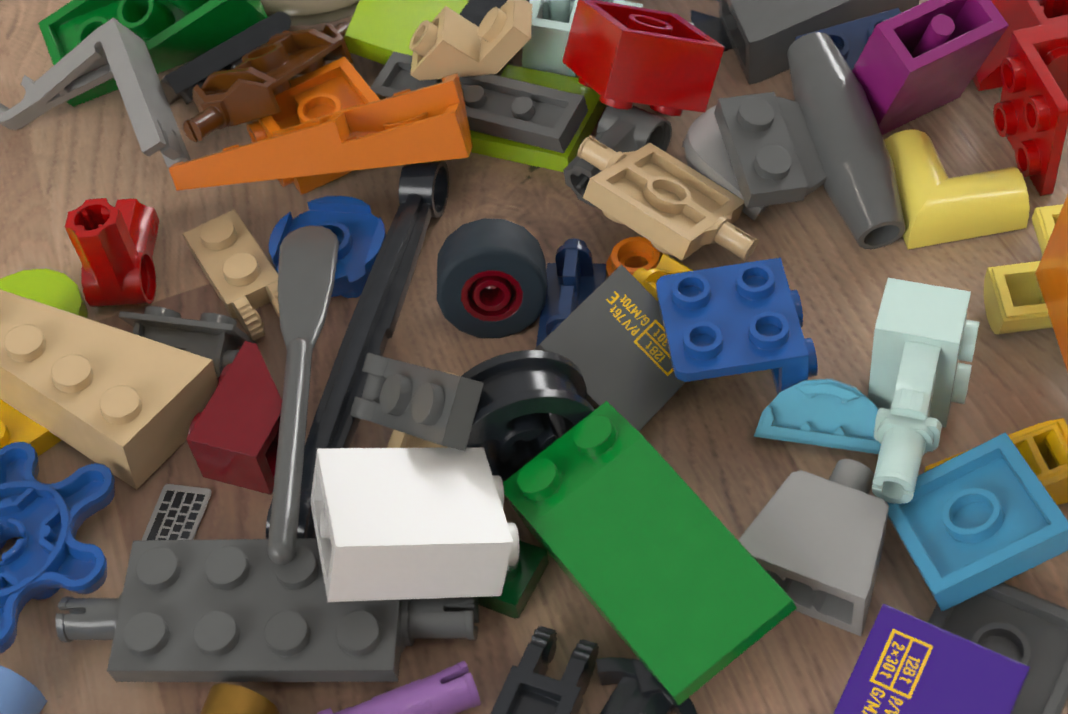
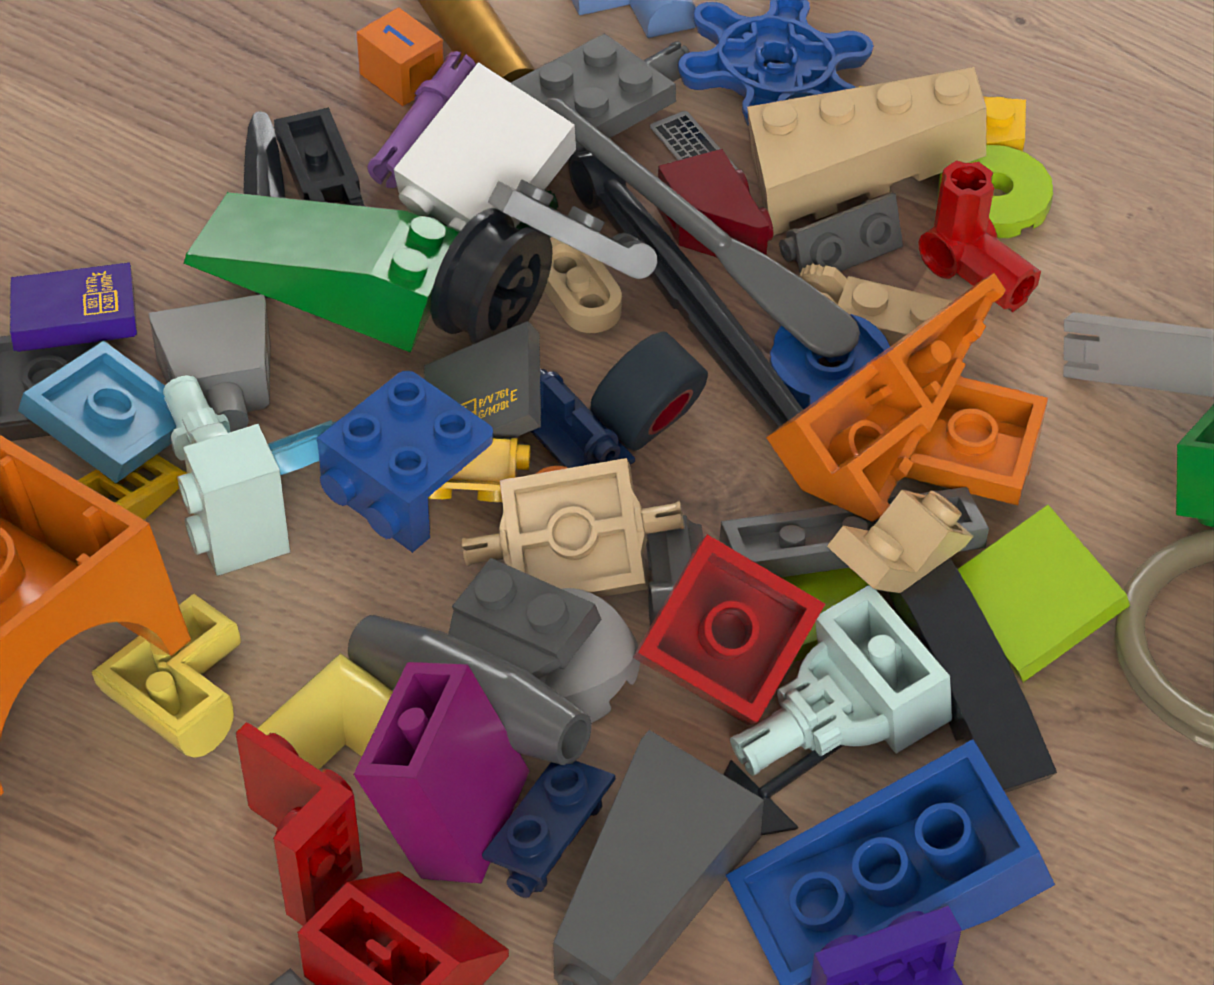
camera: 130 degrees right, 0 degrees up
(222, 57) = (1159, 426): black hinge -> none
(251, 87) = (1077, 477): reddish brown plate -> none

